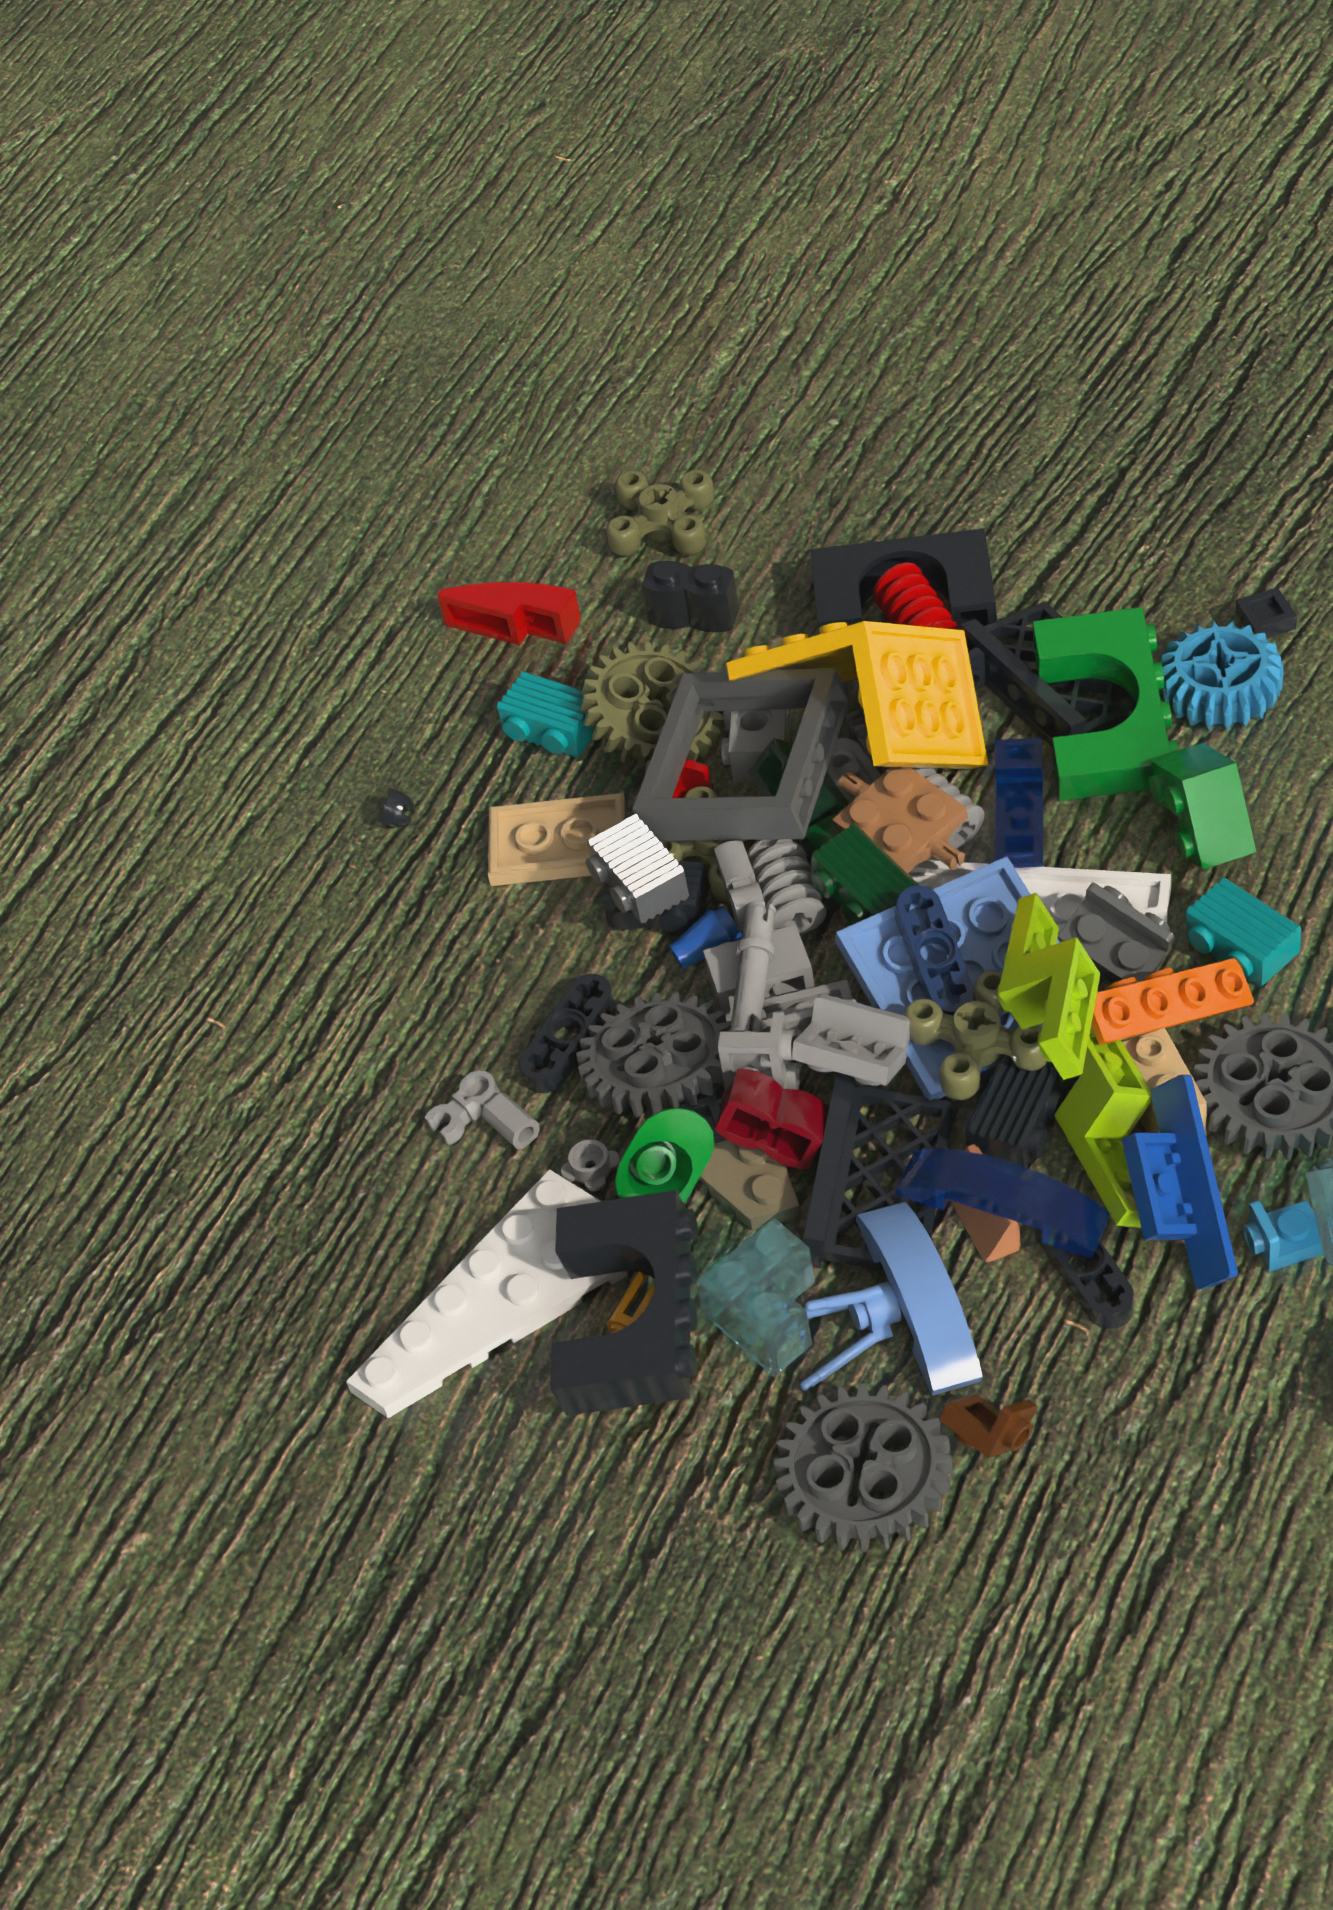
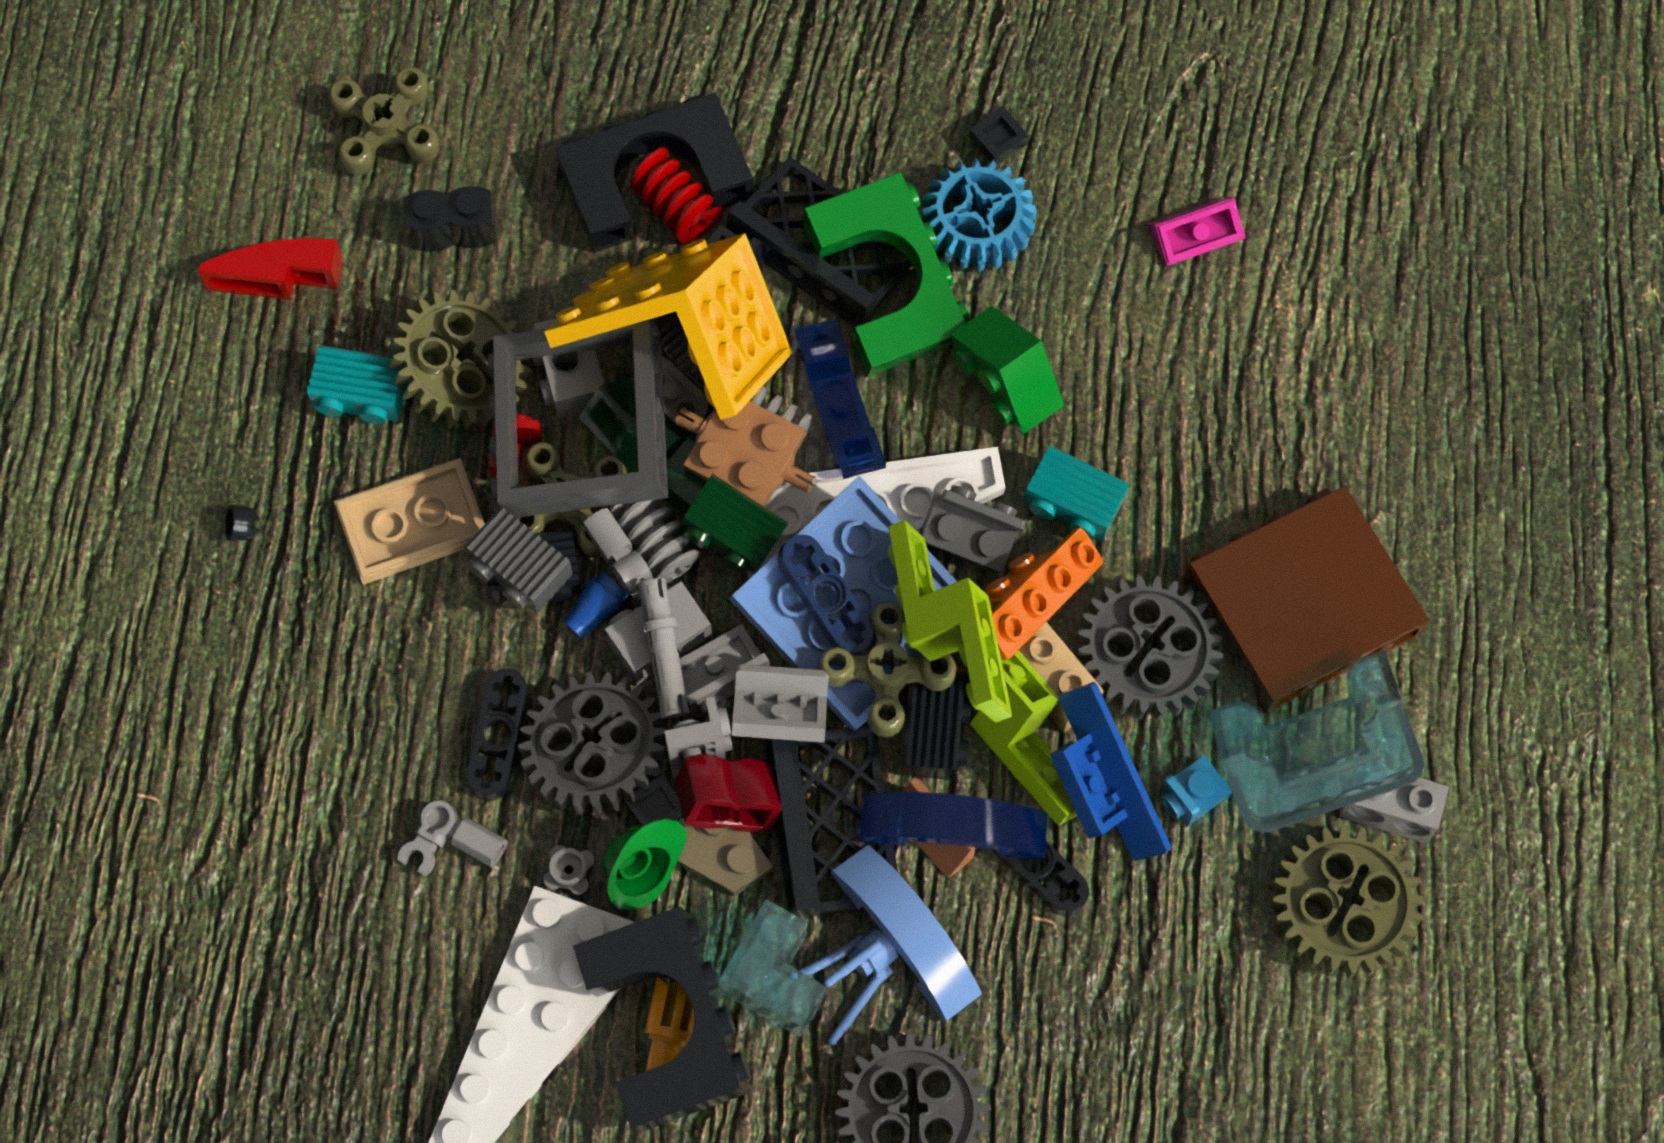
camera: 30 degrees left, 20 degrees up
(986, 1428) = (1005, 1046): reddish brown bracket -> none

